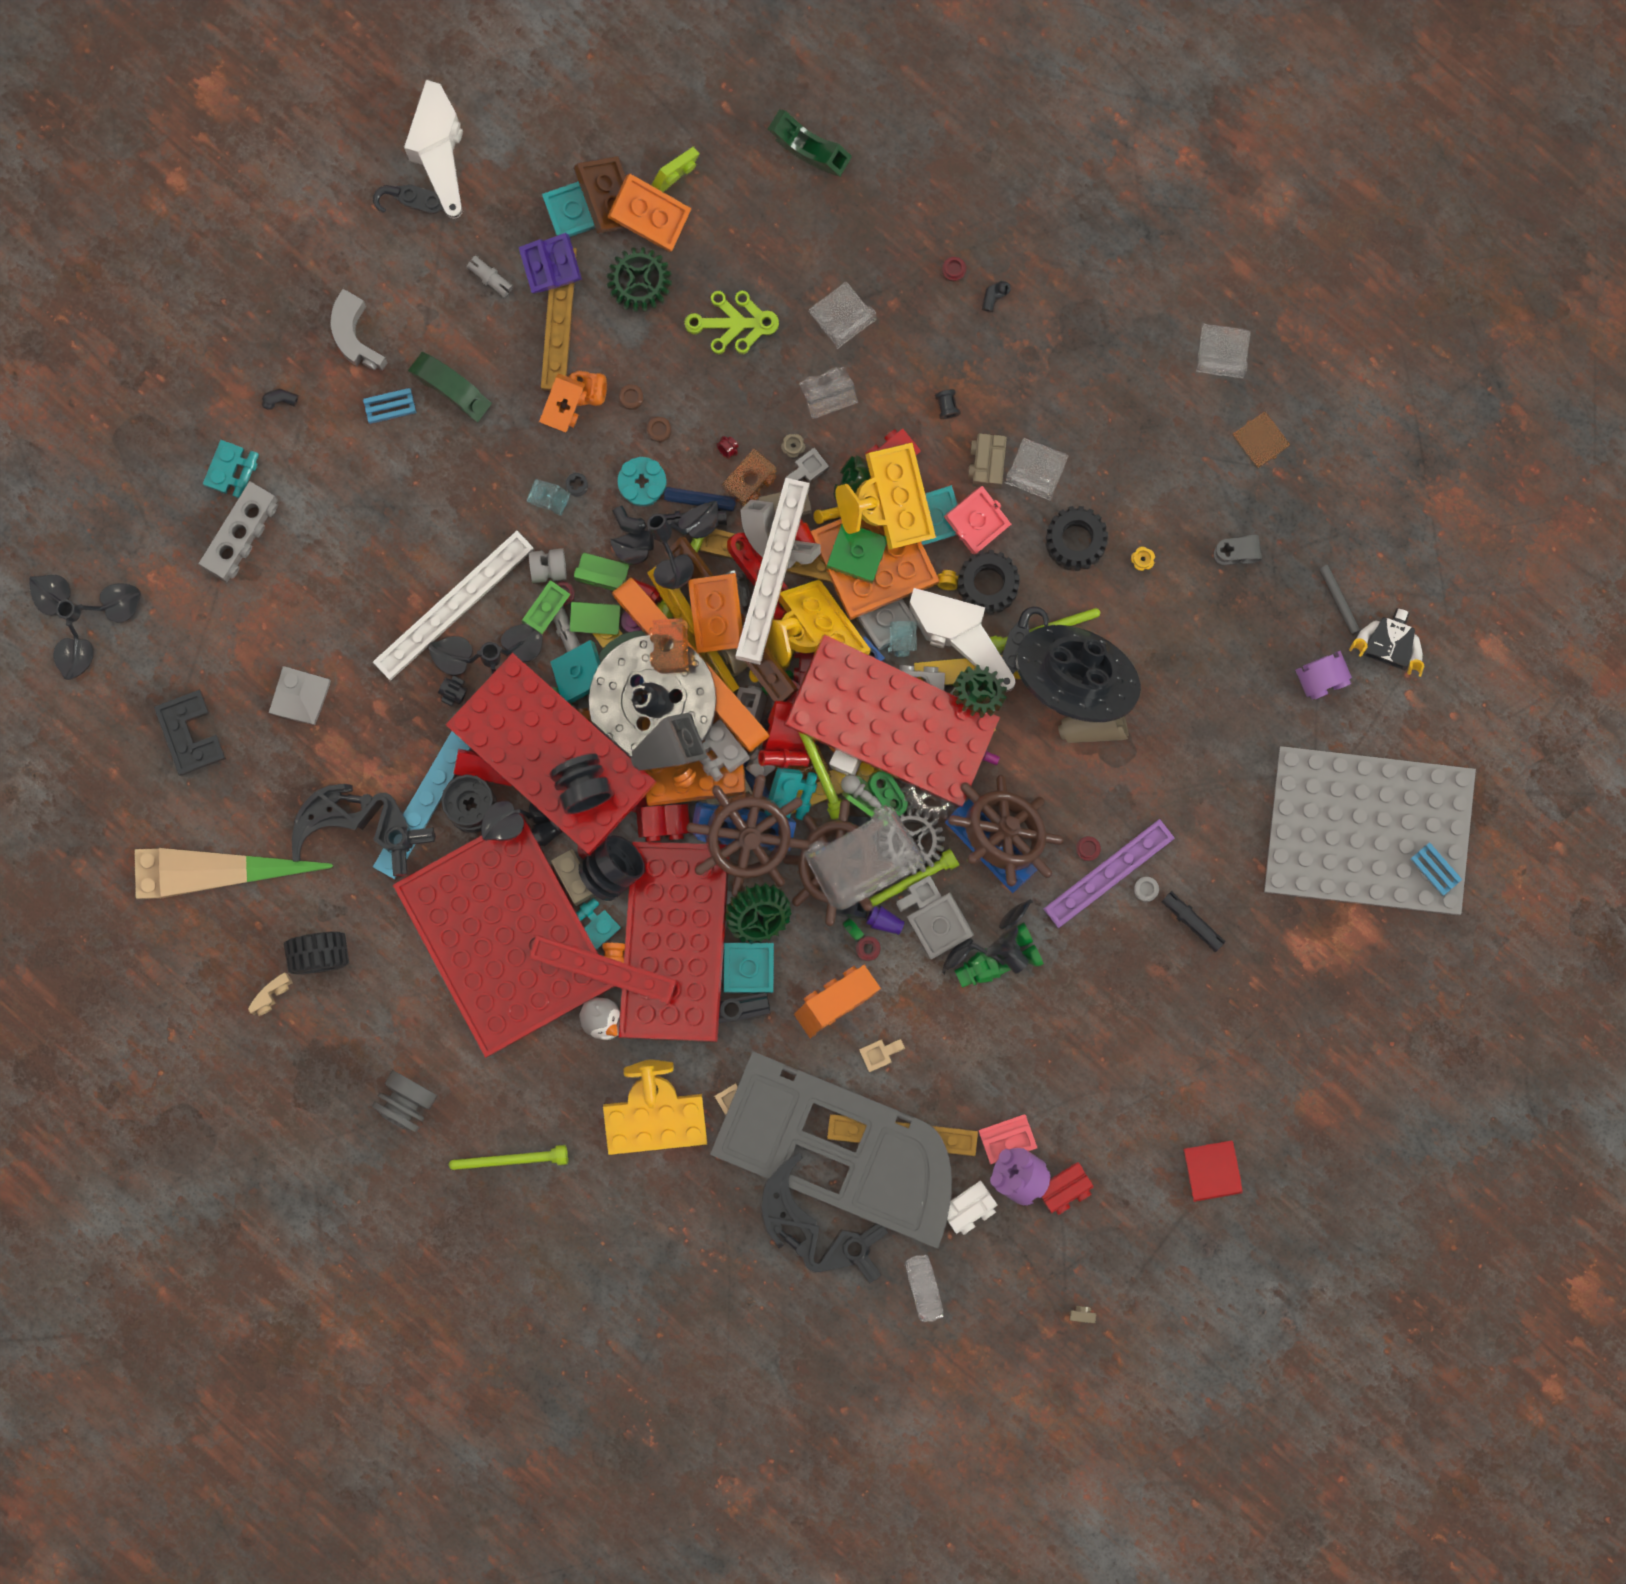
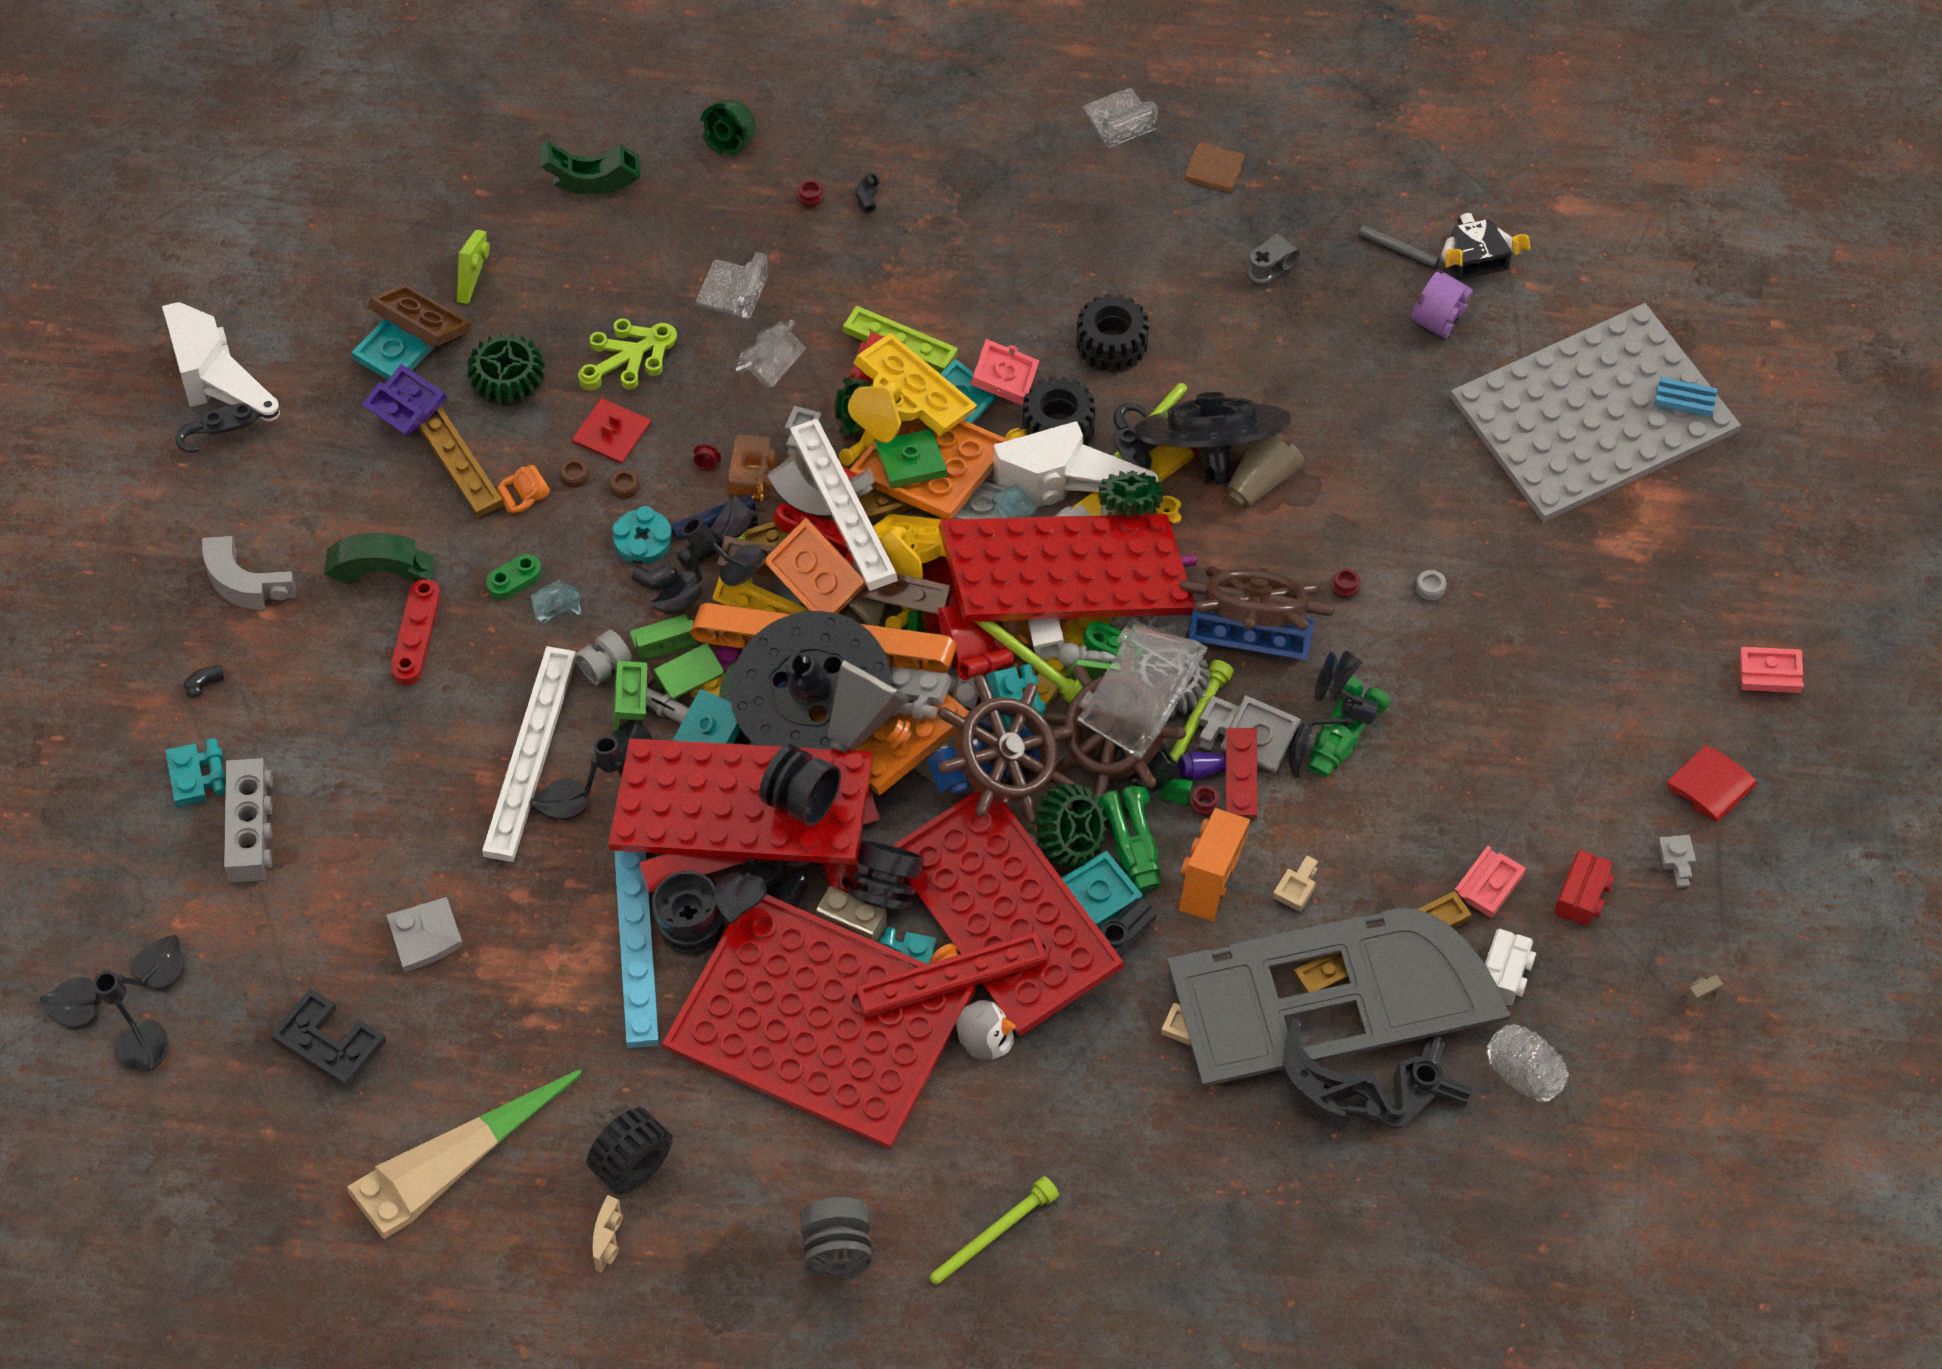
camera: 40 degrees left, 25 degrees down
(385, 397) = (323, 617): dark azure tile -> none
(390, 822) = (553, 1012): black piece -> none
(442, 455) = (415, 632): none -> red plate
(452, 691) = (589, 826): black gear -> none
(489, 276) = (349, 452): light grey pin -> none
(534, 455) = (515, 577): none -> green plate
(562, 389) = (505, 523): orange brick -> none
(581, 489) = (583, 570): black bush -> none
(649, 212) = (473, 304): orange plate -> none
(654, 1118) = (1111, 1083): yellow plate -> none
(662, 821) = (903, 809): red brick -> none
(677, 658) = (787, 601): clear orange brick -> none
(680, 378) = (611, 431): none -> red piece
(793, 439) = (768, 413): dark tan plate -> none
(794, 960) = (1139, 852): none -> green piece
(905, 946) = (1241, 772): none -> red plate
(928, 440) = (932, 351): none -> lime plate
(934, 173) = (728, 127): none -> dark green cylinder
(947, 404) = (895, 300): black bush -> none
(989, 460) = (973, 320): dark tan brick -> none
(1017, 705) = (1172, 505): none -> yellow plate
(1020, 1176) = (1533, 896): medium lavender brick -> none
(1036, 469) = (1026, 304): clear bracket -> none
(1108, 873) = (1384, 592): medium lavender tile -> none
(1143, 552) = (1185, 312): yellow plate -> none
(1148, 1205) = (1678, 855): none -> light grey plate
(1193, 921) = (1509, 583): black pin -> none
(1323, 1116) = (1771, 669): none -> coral plate

